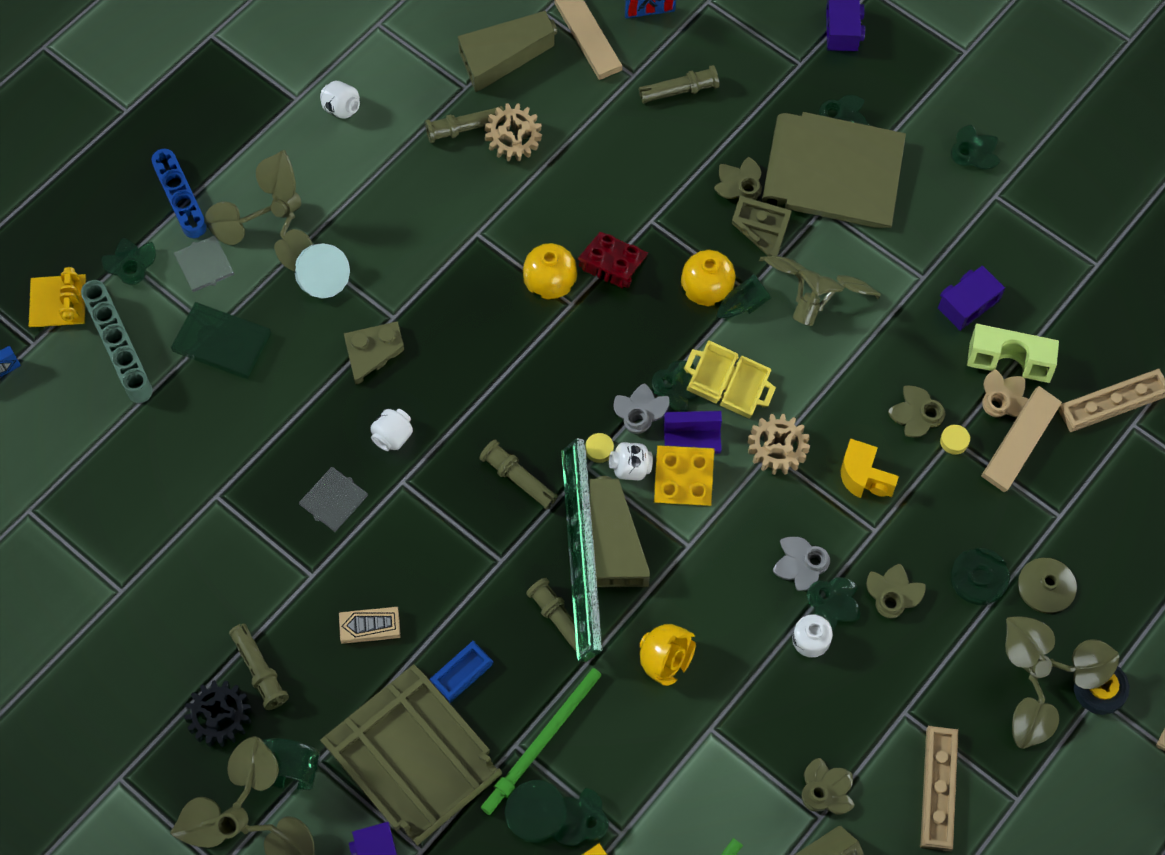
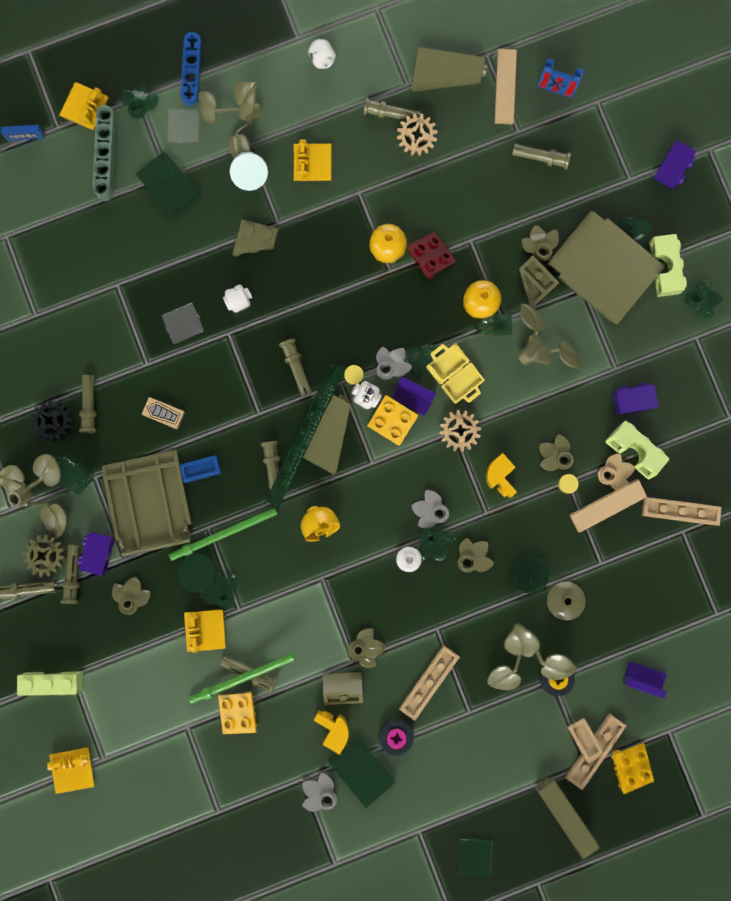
camera: 30 degrees right, 20 degrees up
(396, 225) = (312, 162): none -> yellow hinge
(898, 115) = (667, 249): none -> yellowish green arch

